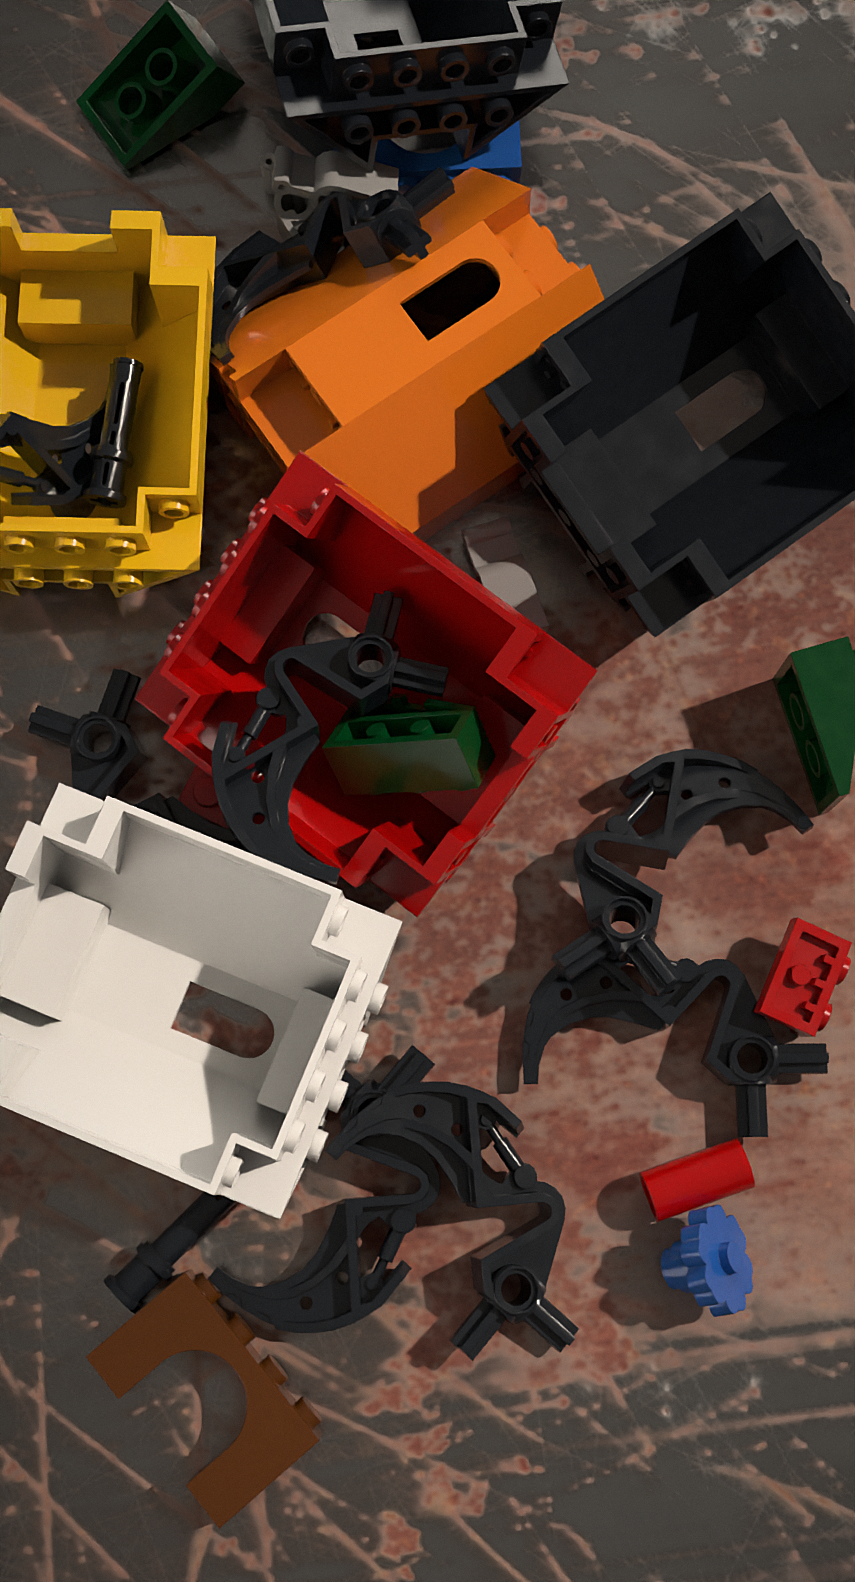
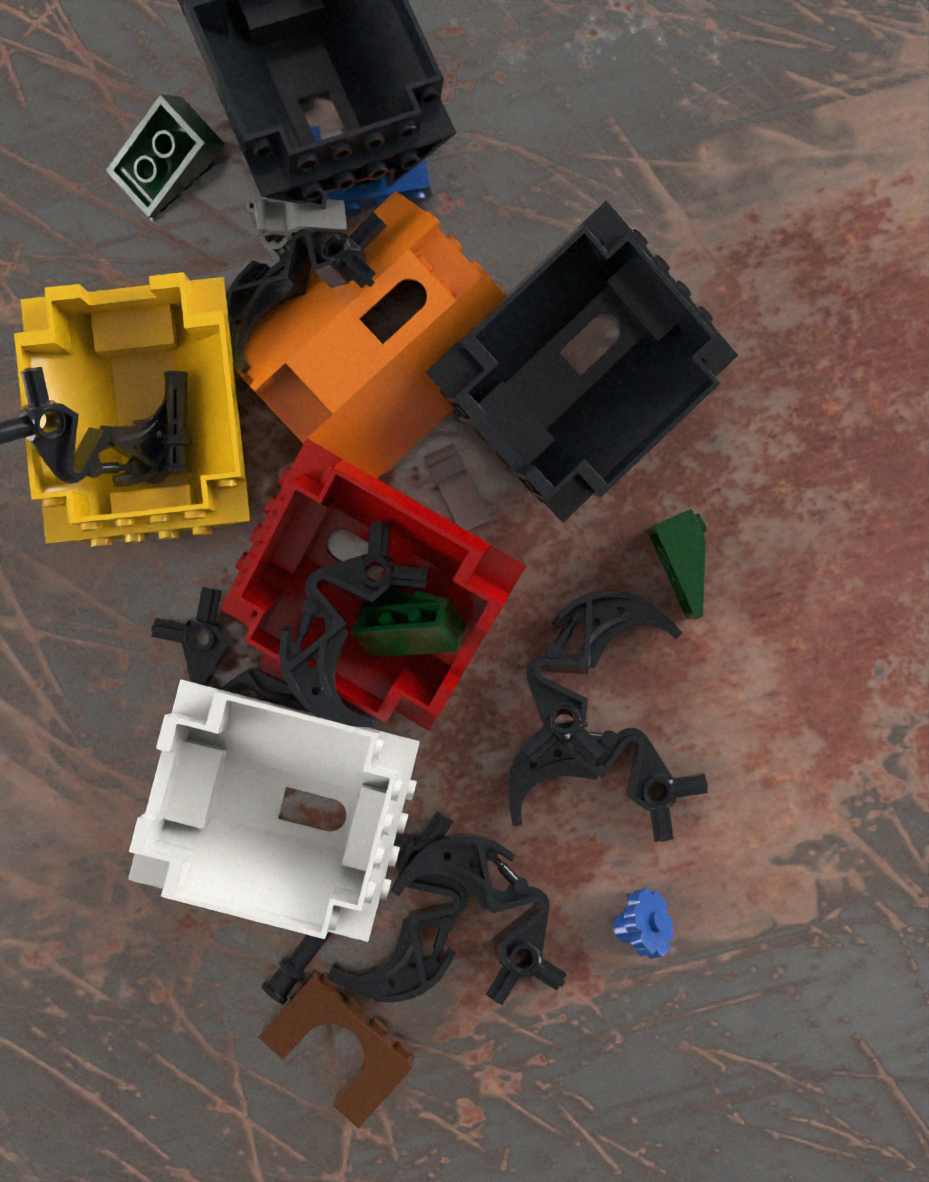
camera: 10 degrees left, 10 degrees up
(697, 1179) = (631, 872): red pin -> none
(804, 978) = (686, 735): red bracket -> none

